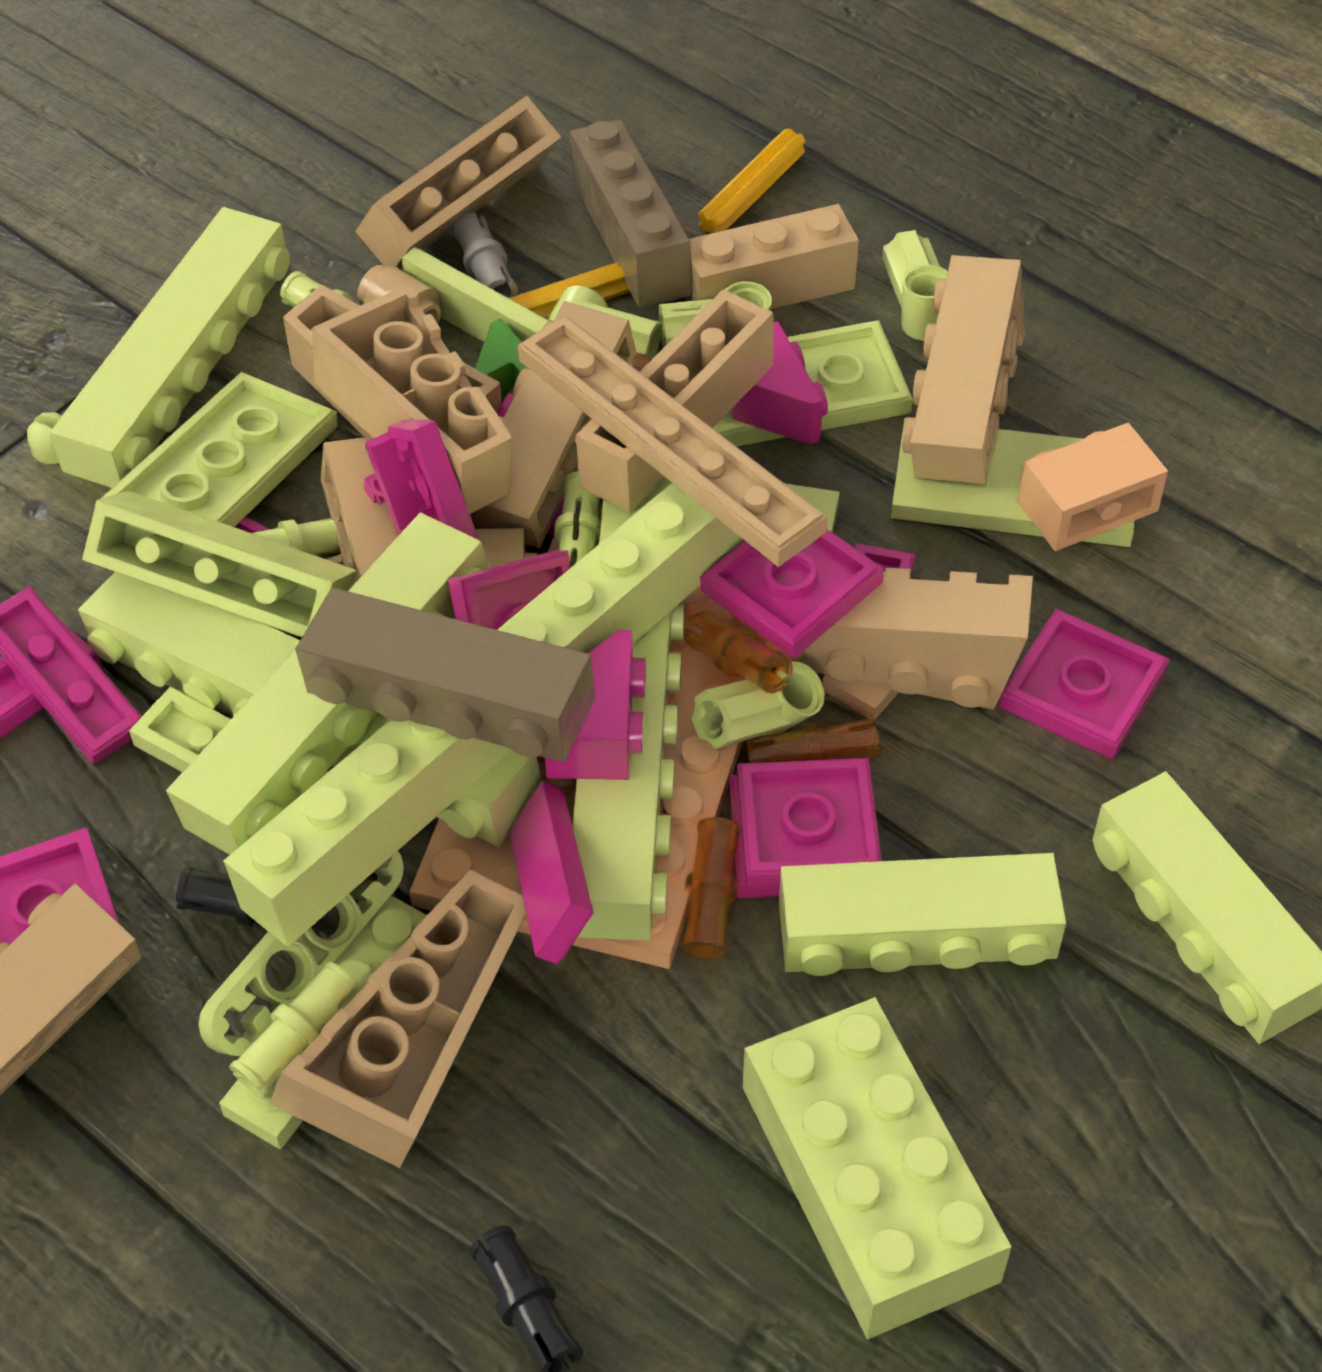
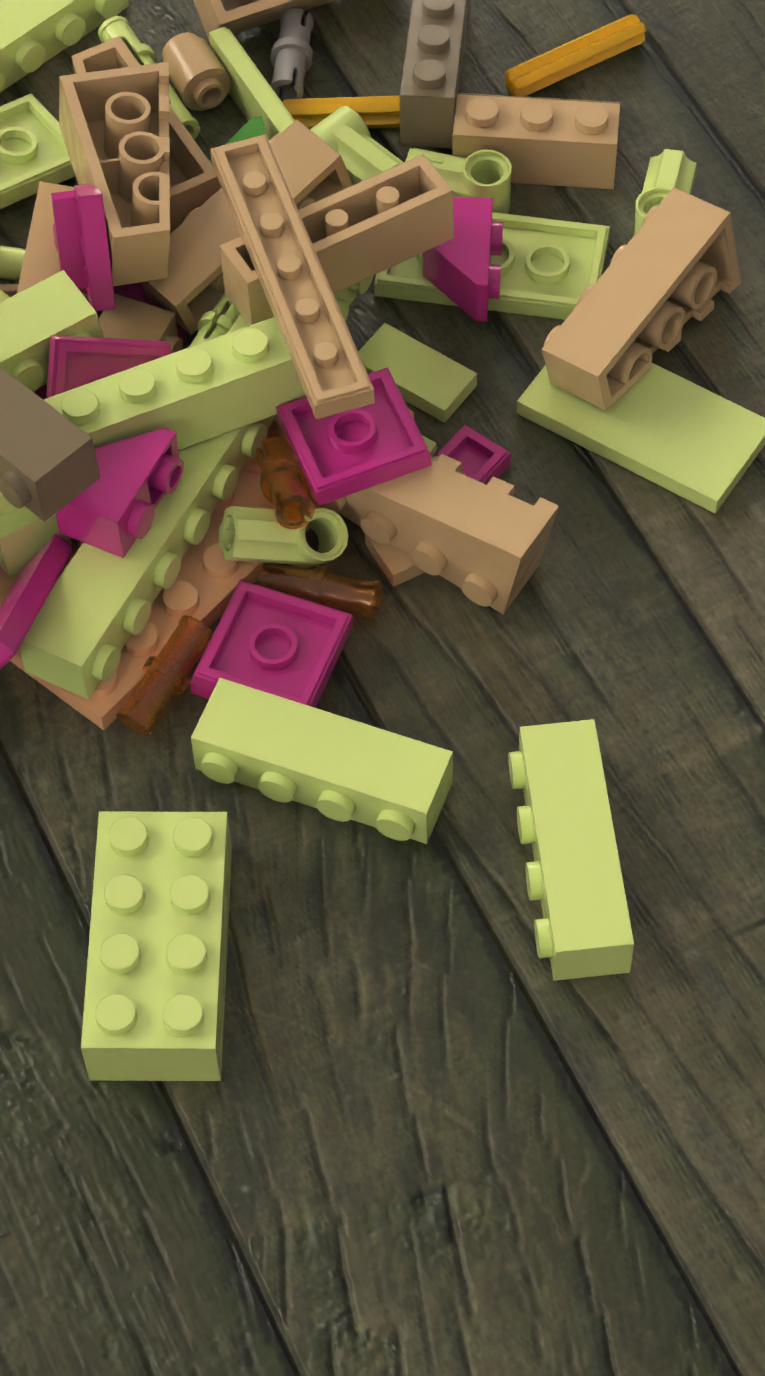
camera: 25 degrees right, 5 degrees up
(1084, 683) = (593, 620): dark pink tile -> none
(1091, 486) = (693, 445): light nougat brick -> none

